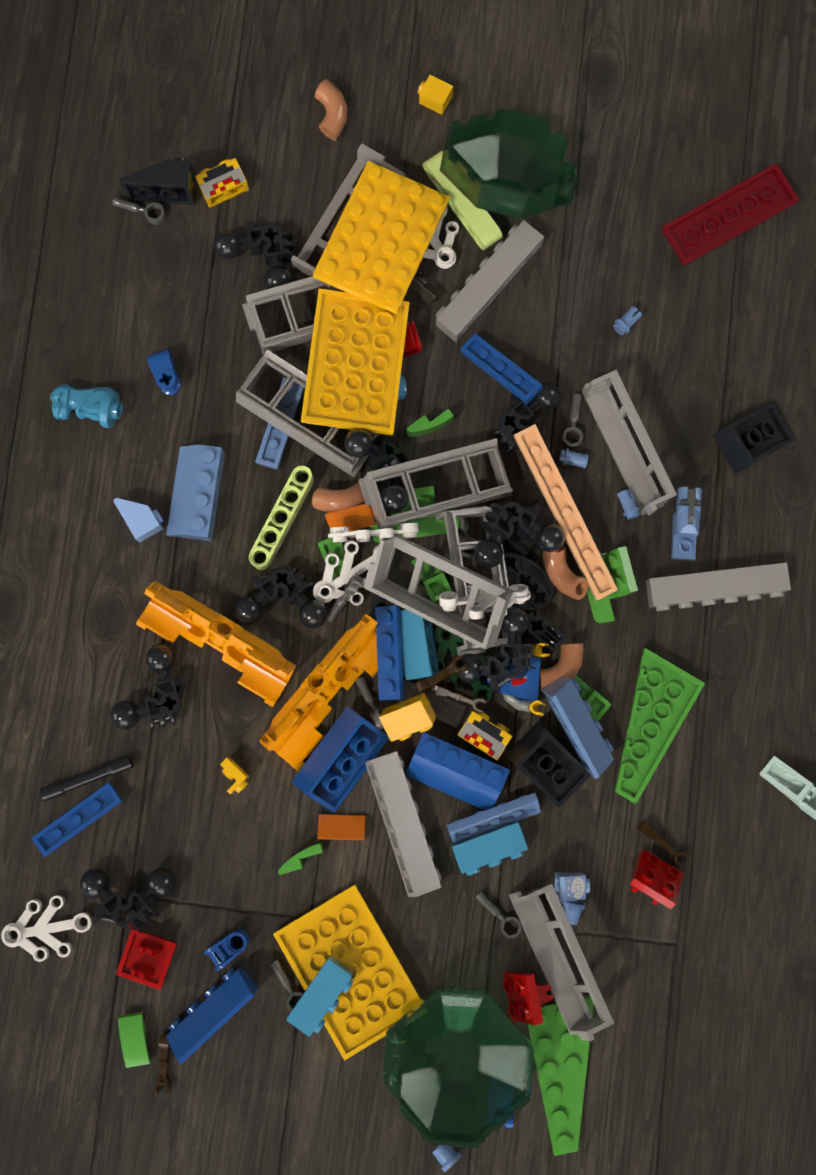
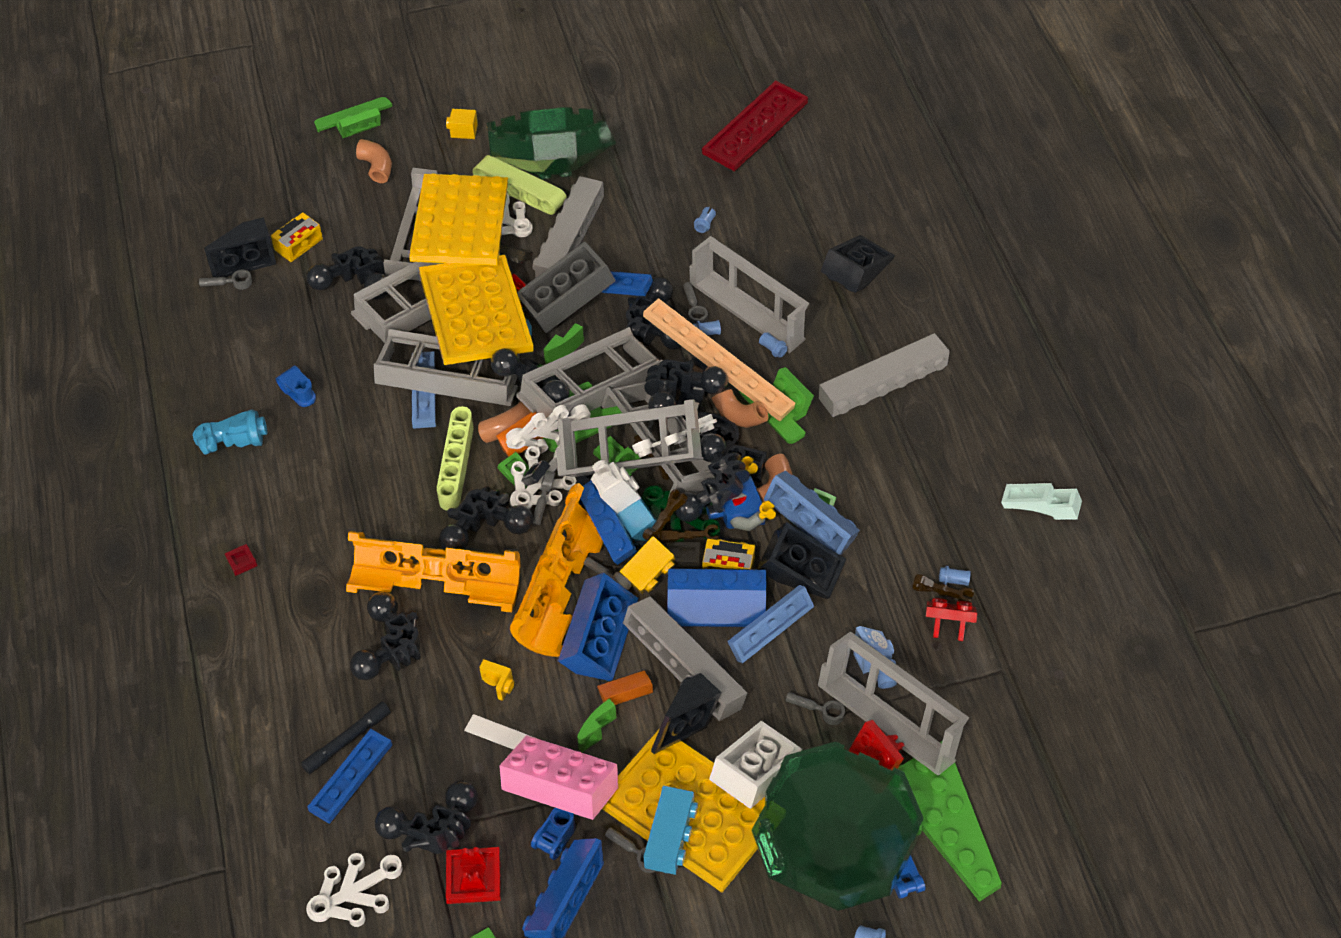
camera: 20 degrees left, 30 degrees down
(53, 552) = (240, 559): none -> dark red plate
(139, 518) = (316, 503): light blue slope -> none
(196, 492) = (363, 466): medium blue slope -> none
(220, 826) = (494, 732): none -> white sticker
(246, 907) = (559, 777): none -> bright pink brick
(331, 40) = (355, 118): none -> bright green plate
(344, 574) = (535, 473): none -> black tile
(376, 889) = (688, 712): none -> black slope
(407, 635) = (615, 485): none -> white hinge
(417, 965) = (751, 763): none -> white brick
(454, 363) = (565, 287): none -> dark grey brick
(490, 848) = (778, 649): dark azure brick -> none
(657, 712) = (881, 488): bright green wing -> none
(678, 834) = (954, 576): none -> medium blue pin
(686, 524) = (831, 339): medium blue plate -> none

